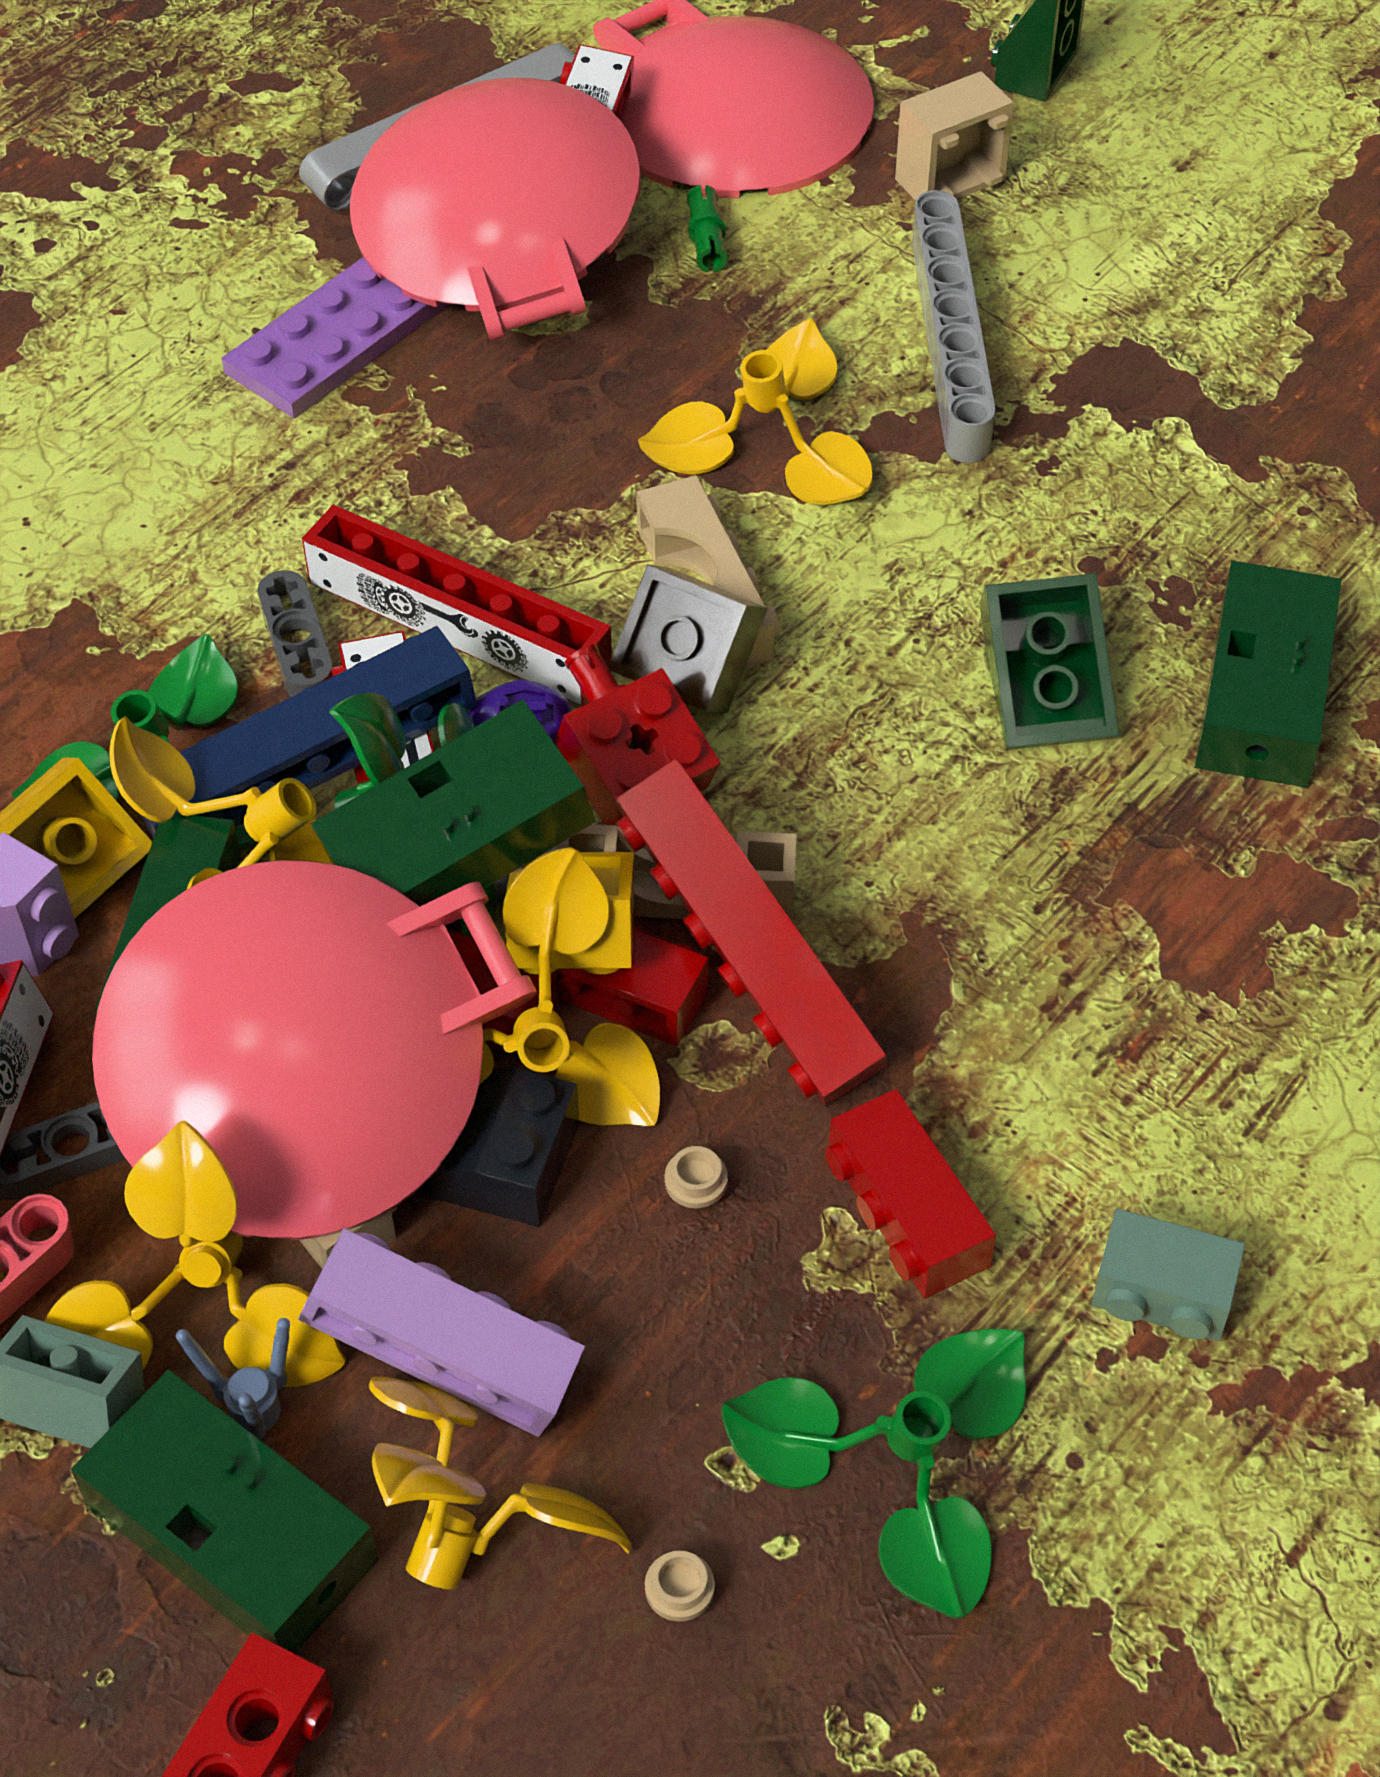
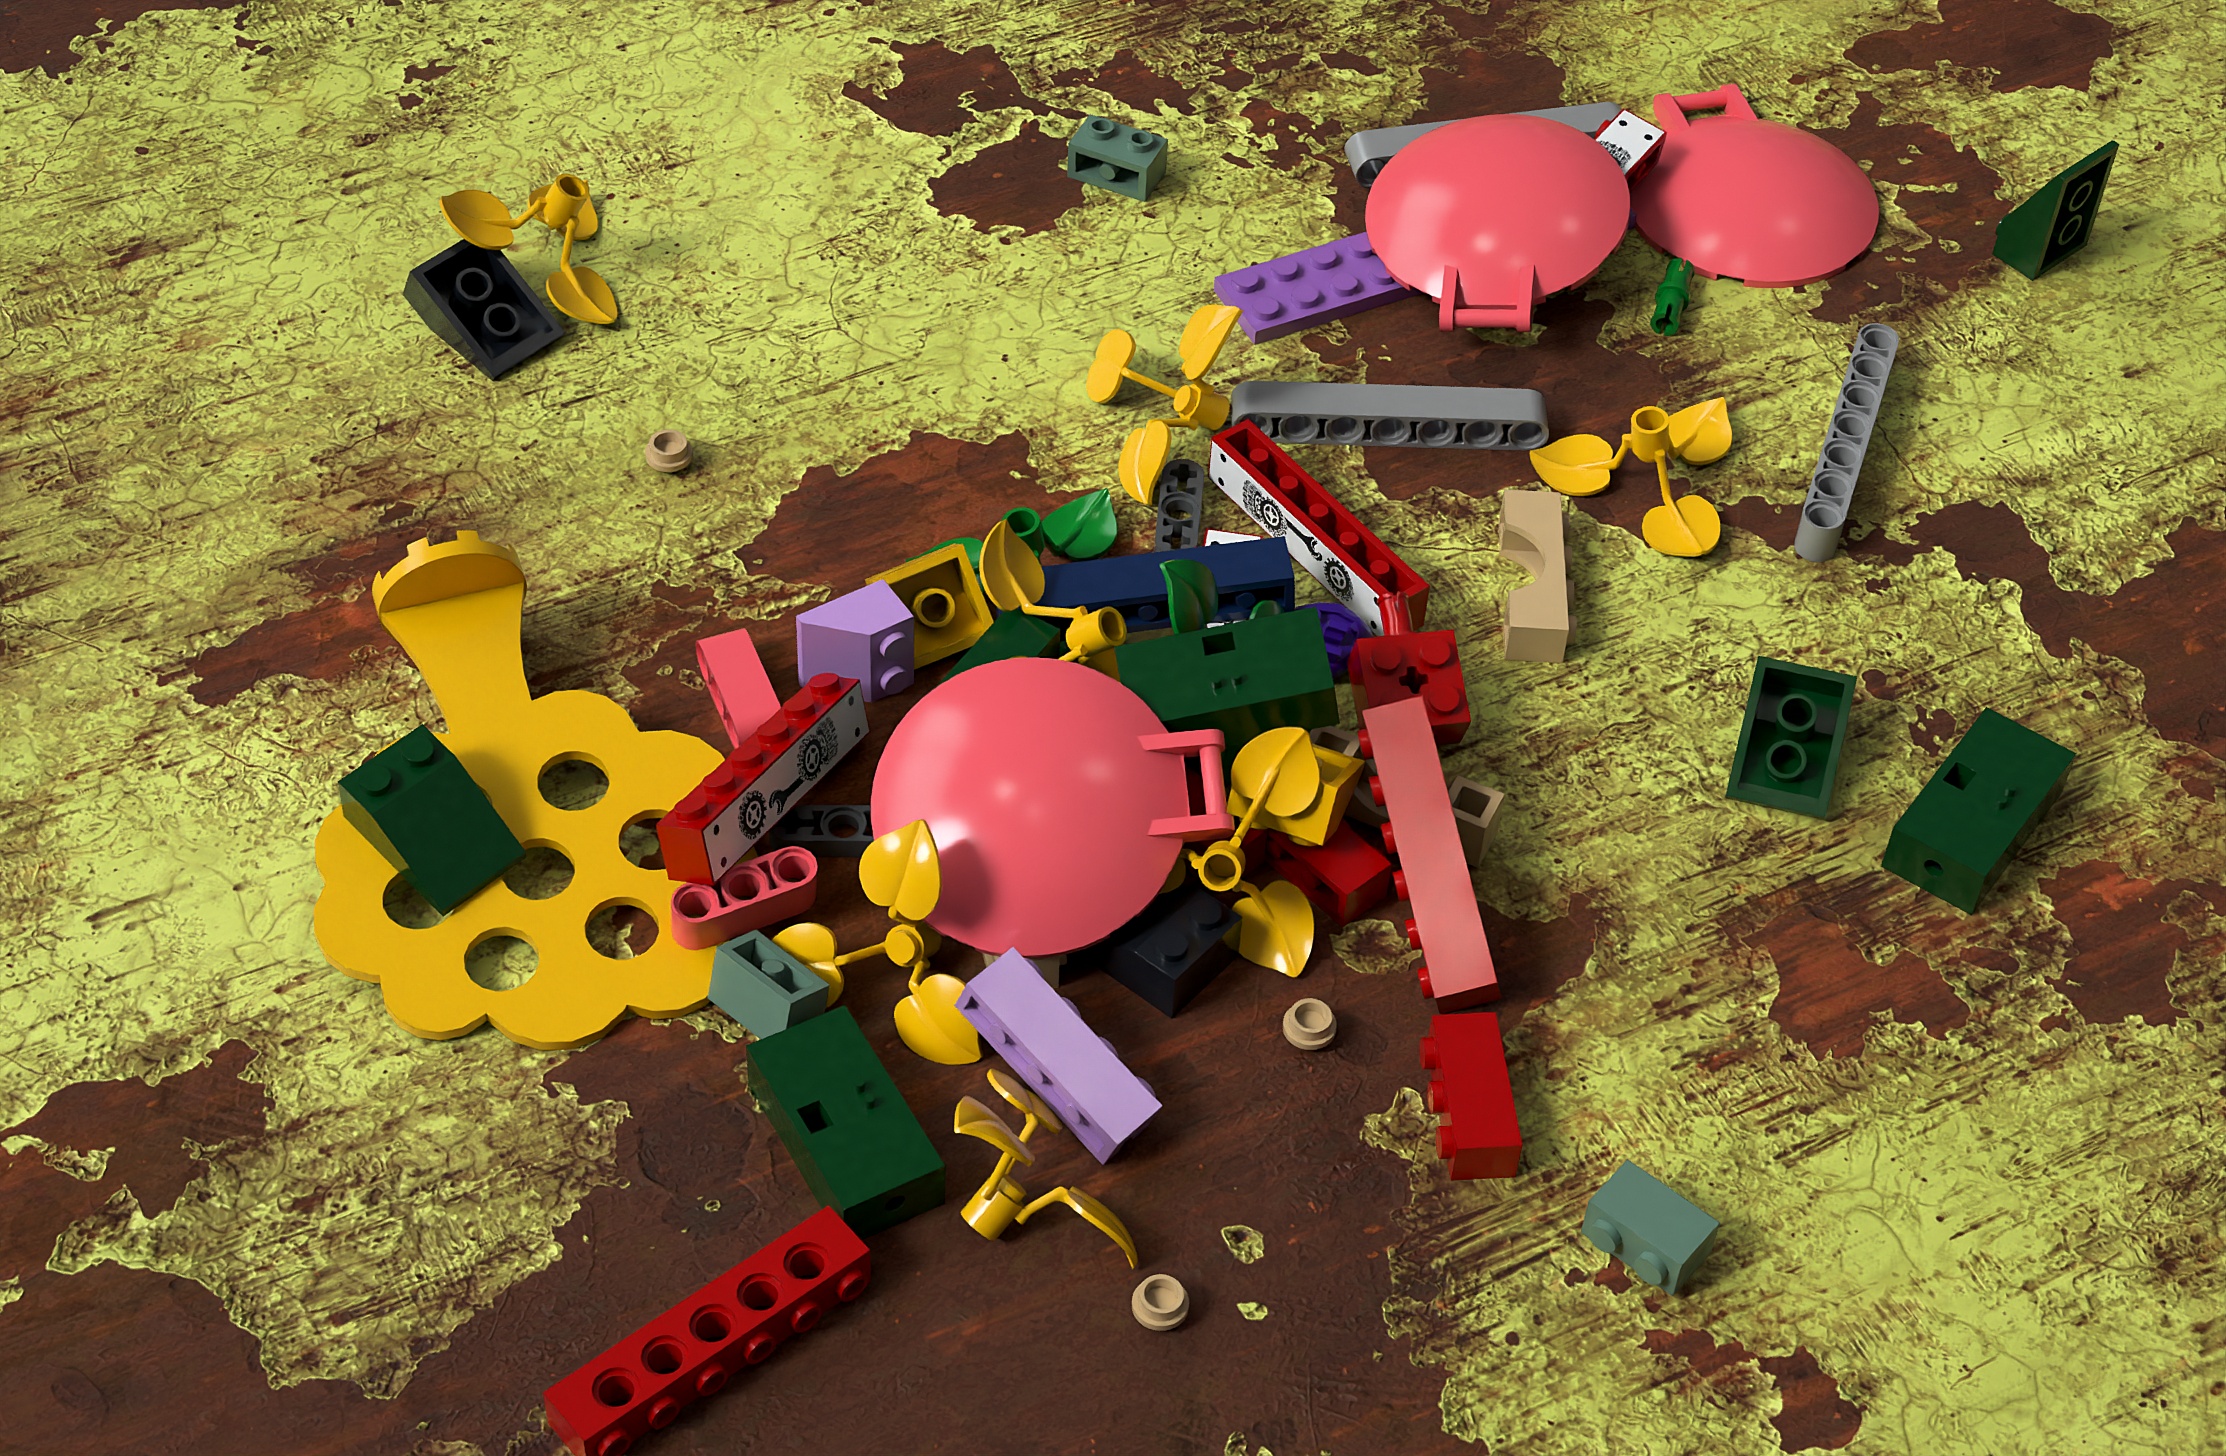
camera: 20 degrees right, 5 degrees down
(59, 259) = (1117, 157): none -> sand green brick
(234, 576) = (1196, 404): none -> yellow plant
(251, 1392) = (899, 1048): sand blue plant -> none
(476, 448) = (1393, 415): none -> light grey beam
(690, 631) = (1494, 617): container -> none
(954, 138) = (1922, 286): tan container -> none
(963, 1382) = (1365, 1356): green plant -> none

